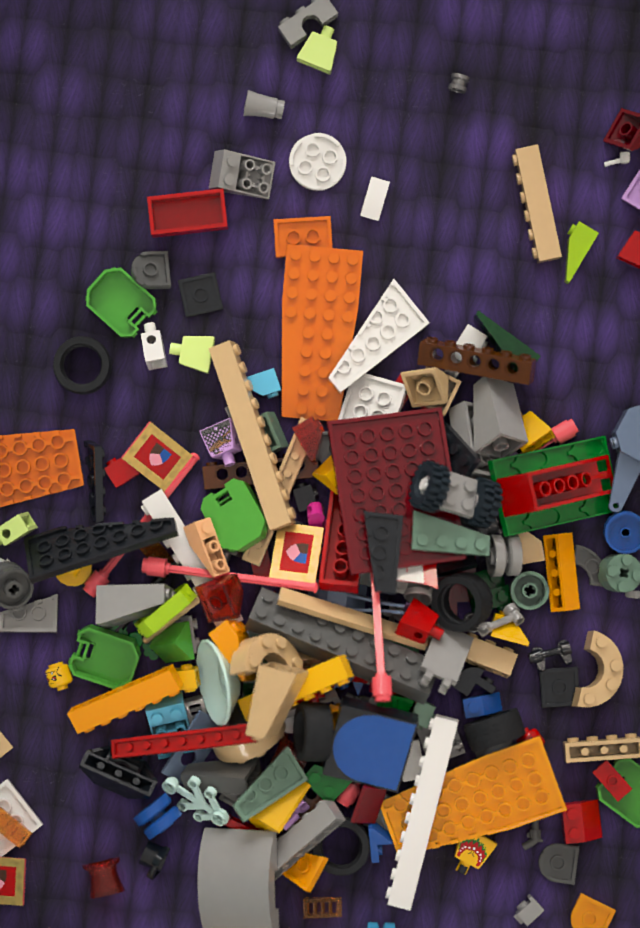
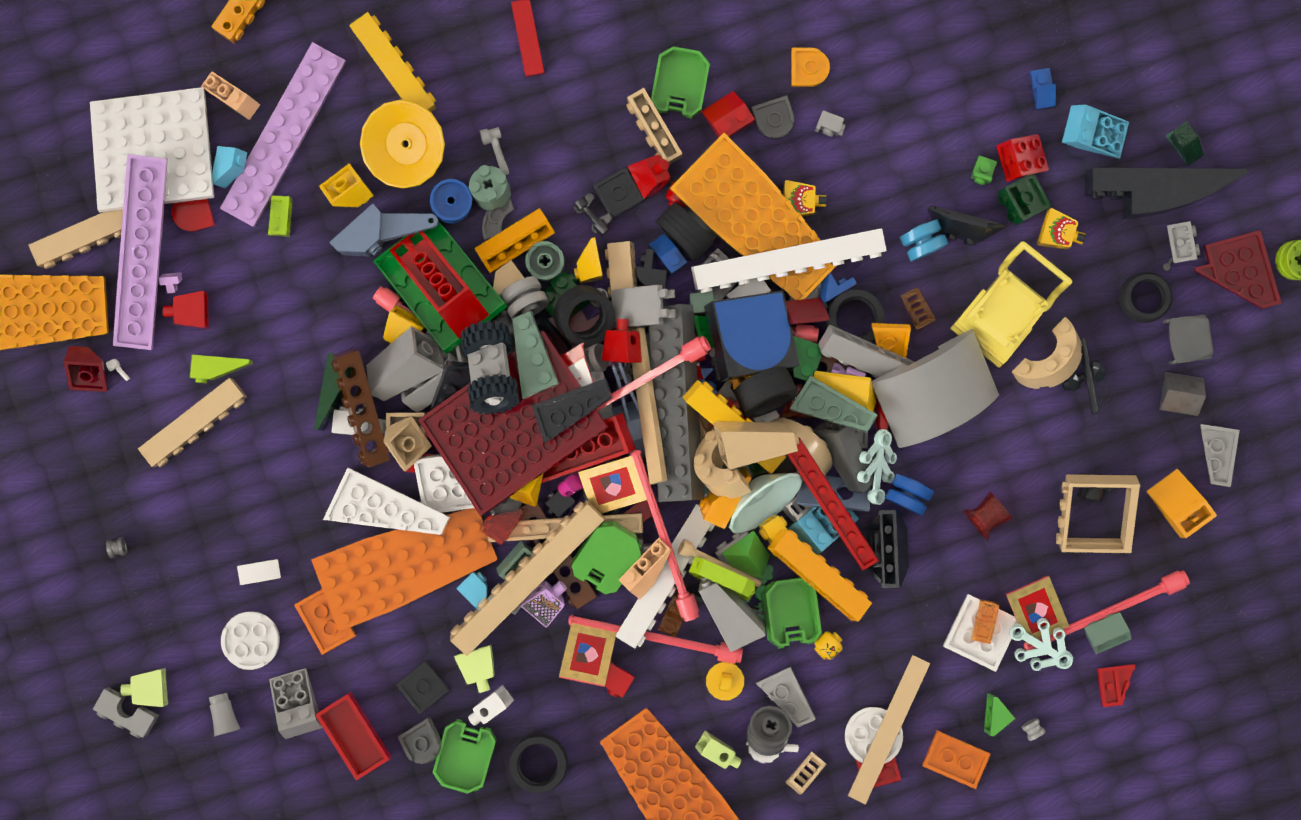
camera: 115 degrees left, 0 degrees up
(73, 548) = (710, 692): black wing -> none
(95, 480) = (637, 699): black wing -> none
(154, 858) = (948, 479): black piece -> none
(221, 598) = (686, 533): clear red slope -> none
(511, 613) = (572, 267): light grey brick -> none
(534, 834) = (761, 151): dark grey piece -> none
(561, 724) = (650, 175): none -> red torso
(609, 671) = (585, 154): tan brick -> none
(612, 780) = (678, 106): red plate -> none

